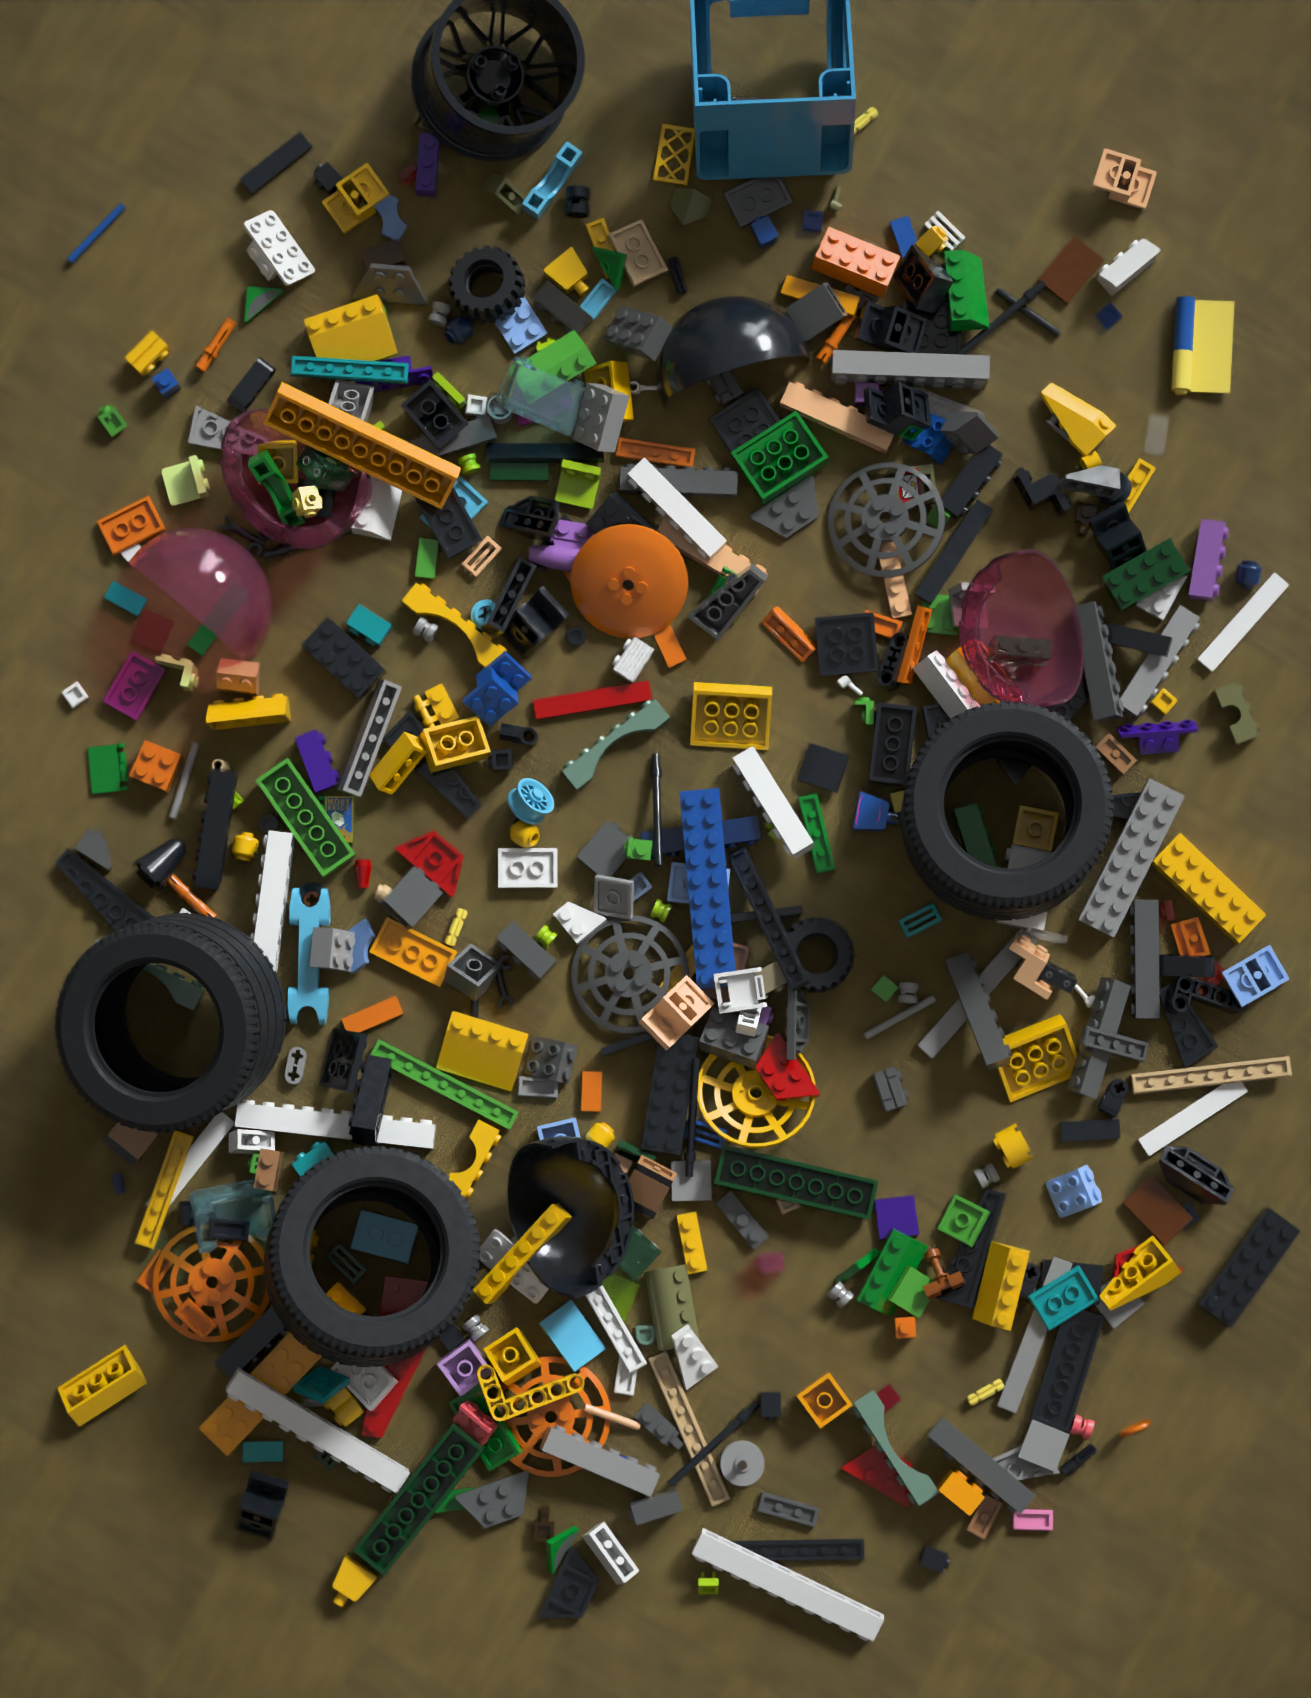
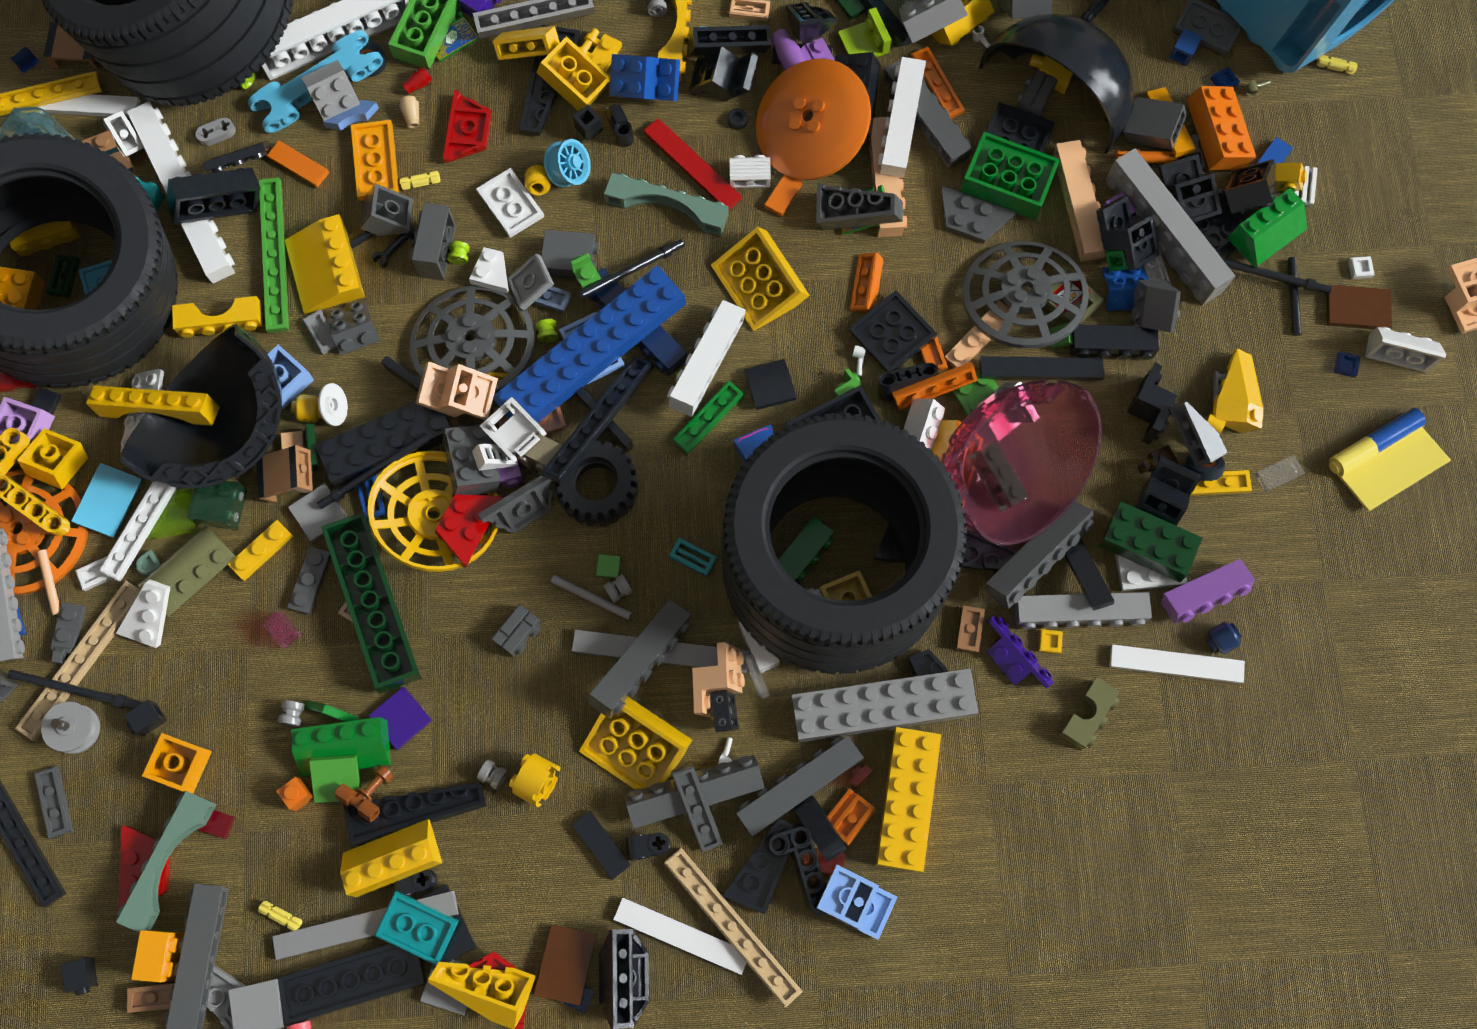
camera: 55 degrees right, 10 degrees down
(411, 897) = (419, 124): dark grey brick -> none
(475, 1328) = (65, 413): light grey wheel -> none
(591, 1091) = (348, 375): orange tile -> none
(613, 1115) = (332, 404): none -> white dish
(963, 1220) = (434, 781): bright green tile -> none
(1040, 242) = (1361, 267): none -> white tile
(1074, 1191) = (531, 869): light blue bracket -> none

